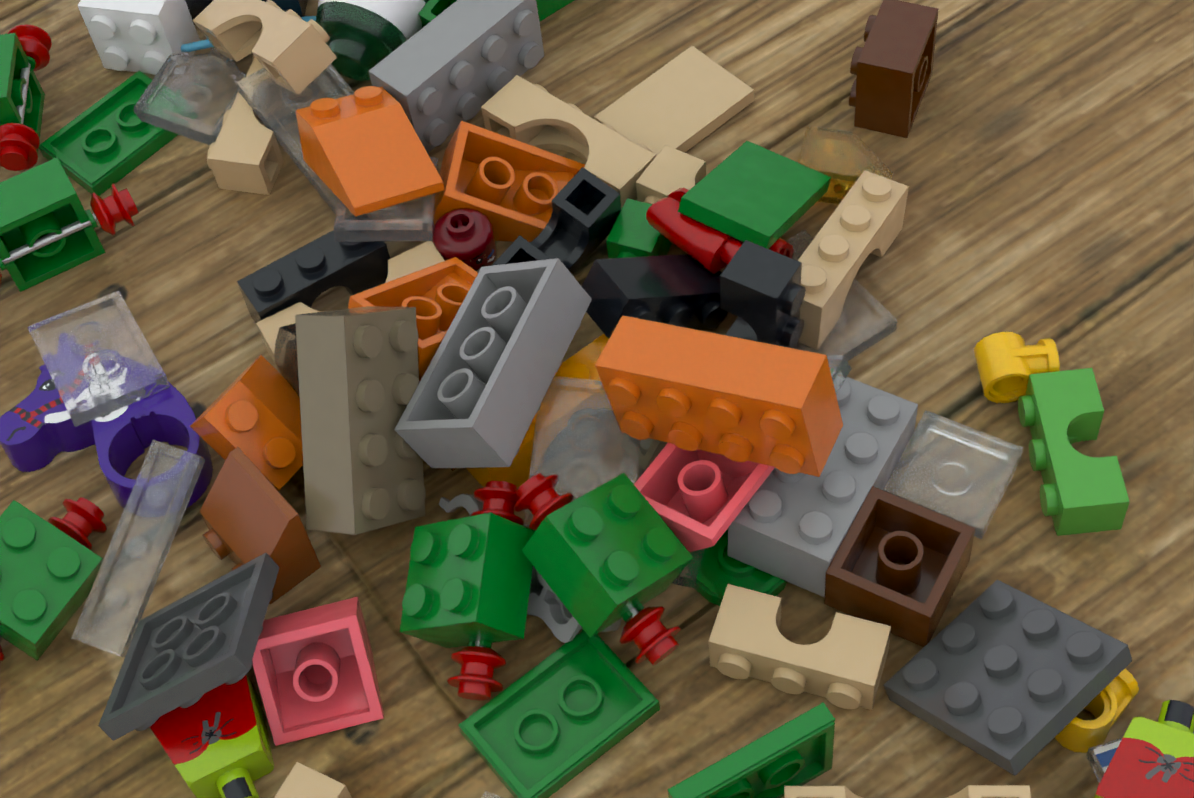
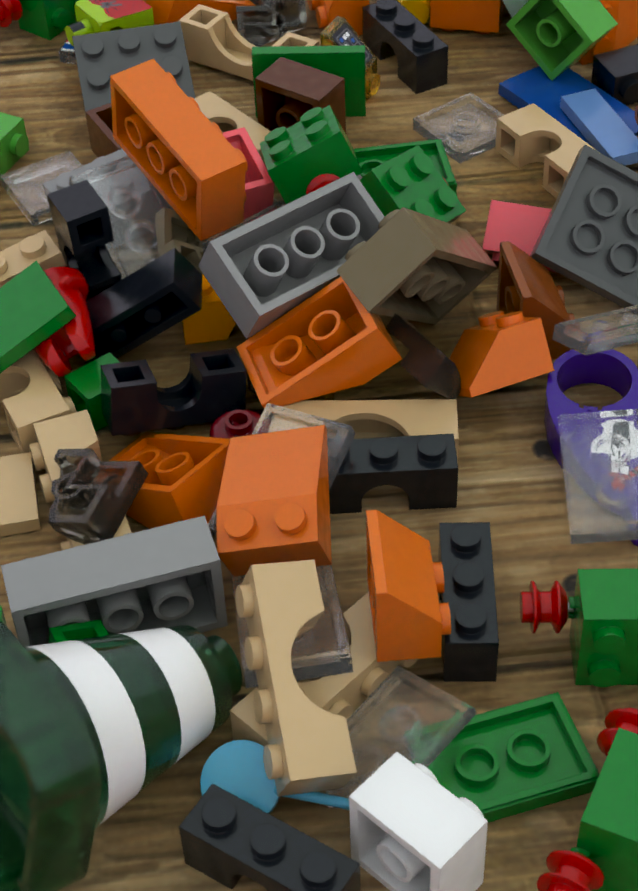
camera: 155 degrees left, 10 degrees down
(189, 208) = (469, 589): none -> black arch
(214, 123) = (404, 592): none -> orange slope
(538, 109) = (92, 494): none -> clear smoke slope
(715, 703) = (292, 89): none -> reddish brown brick

